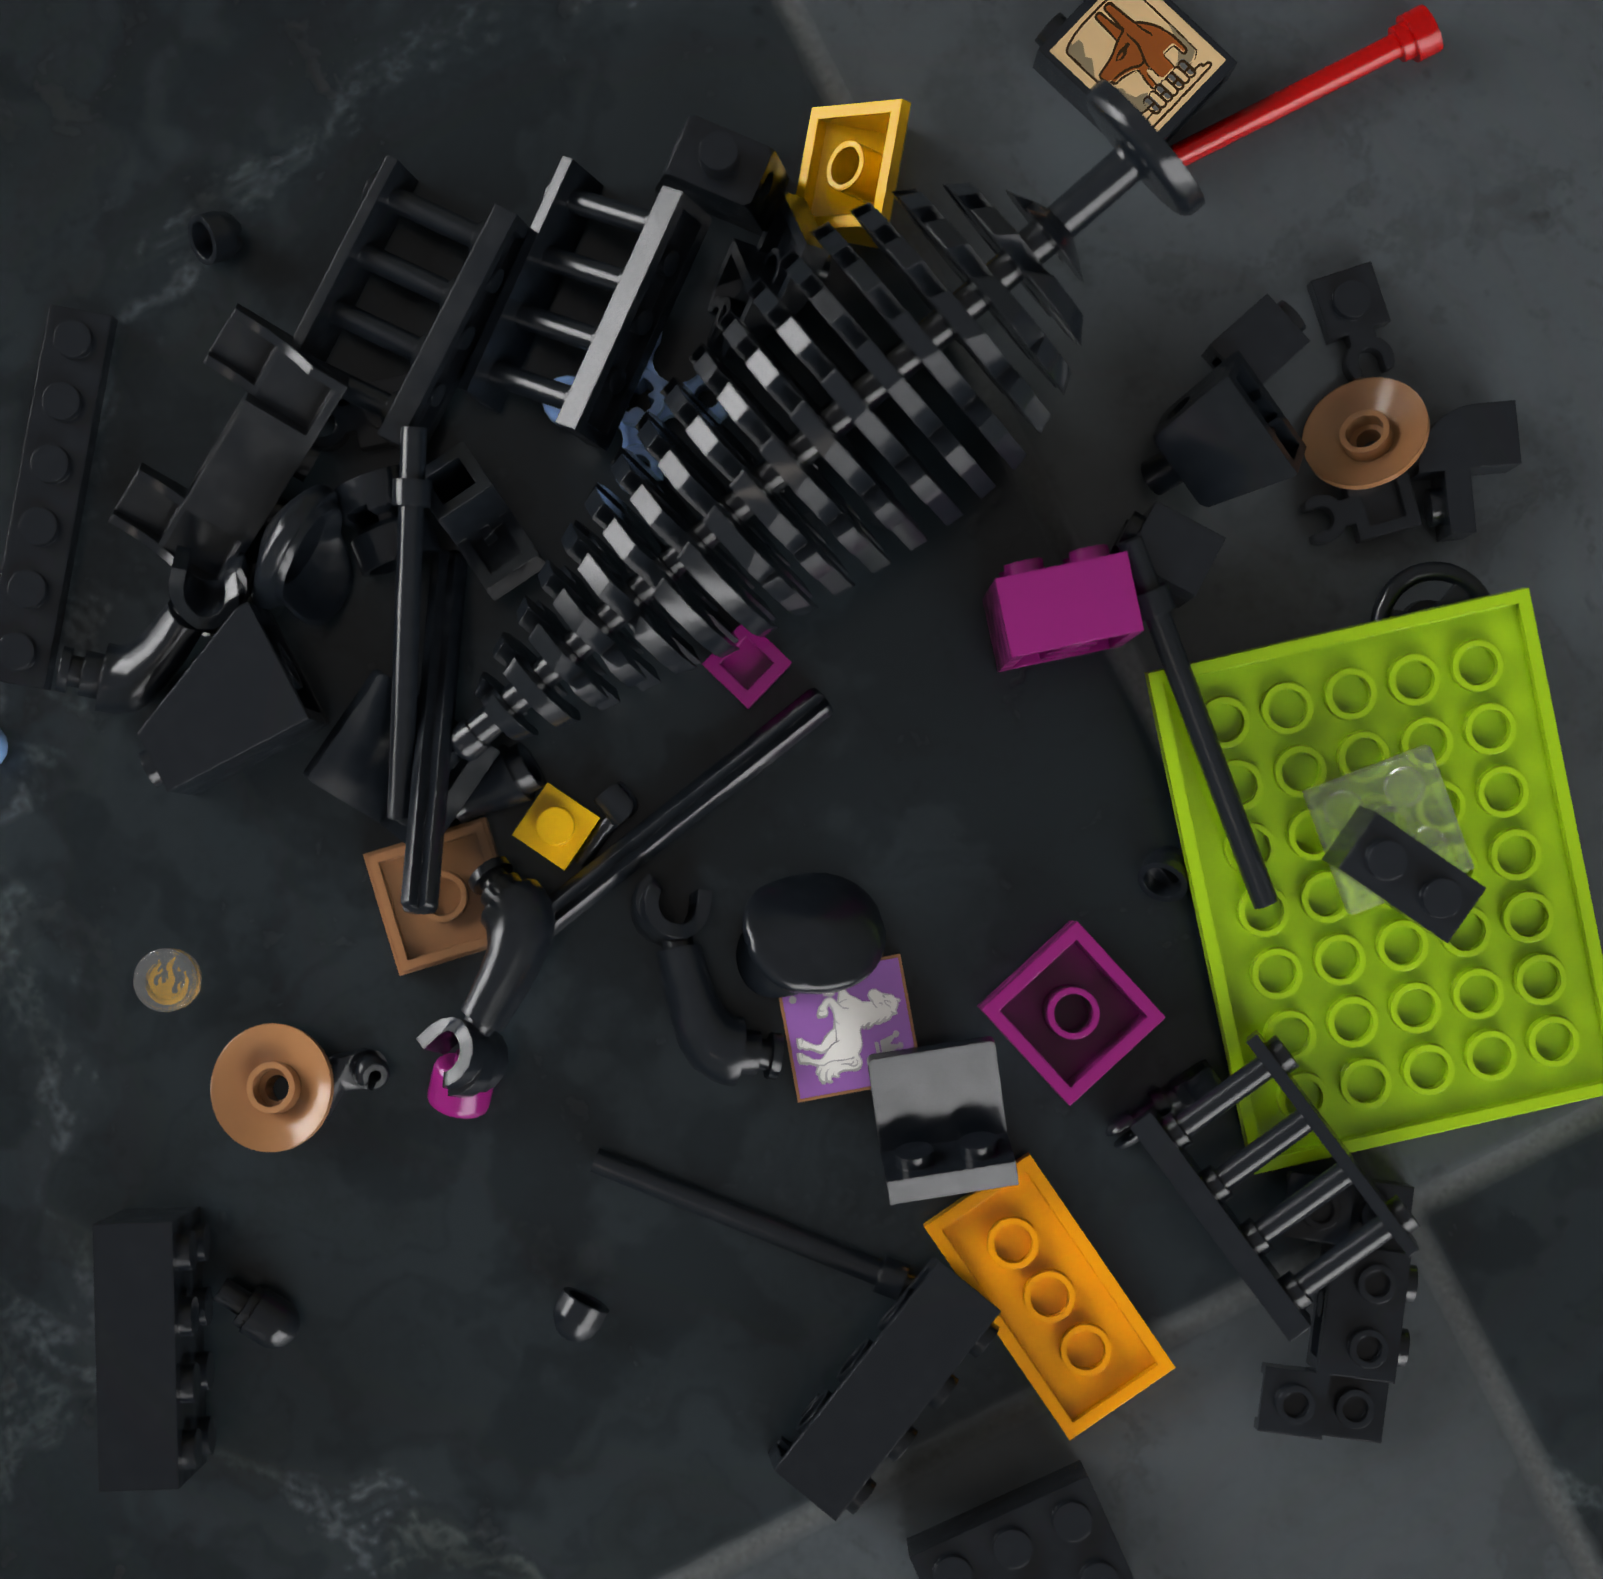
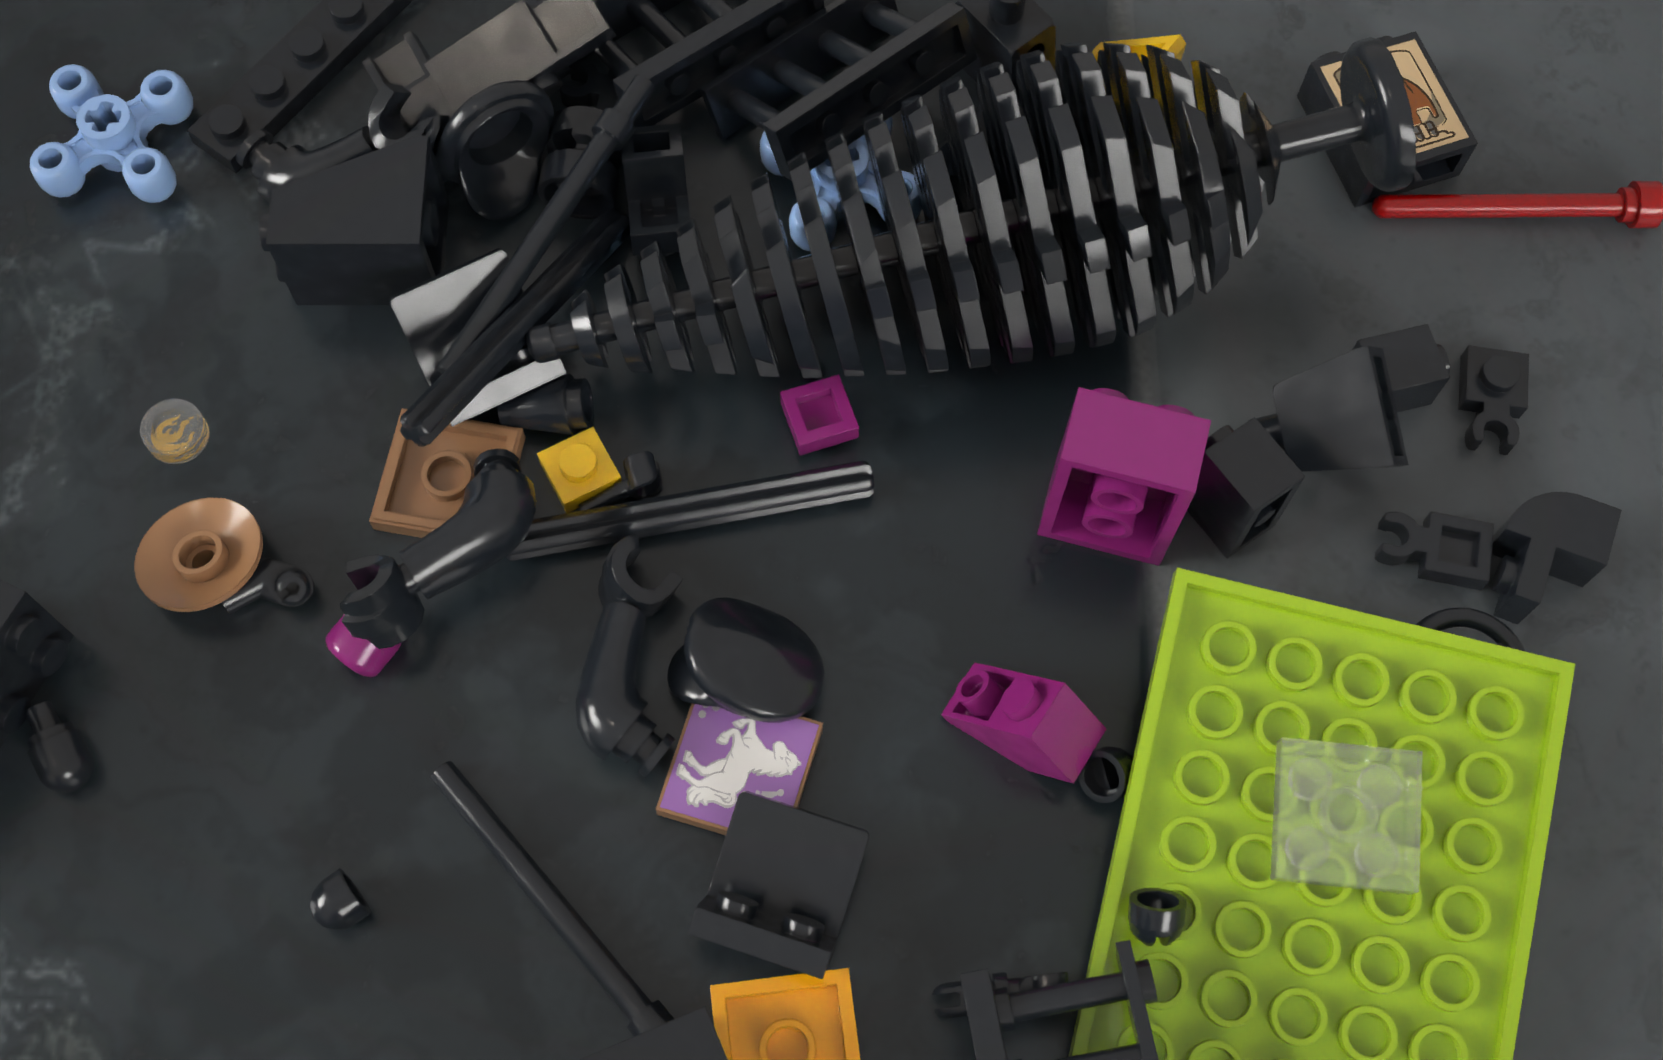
camera: 25 degrees right, 20 degrees down
(1071, 1011) = (956, 846): magenta brick -> none
(1072, 863) = (1026, 720): none -> magenta slope
(1155, 608) = (1211, 501): black bar -> none
(1278, 987) = (1156, 914): none -> black hinge
(1363, 413) = (1467, 482): medium nougat dish -> none
(1404, 873) = (1349, 848): black brick -> none

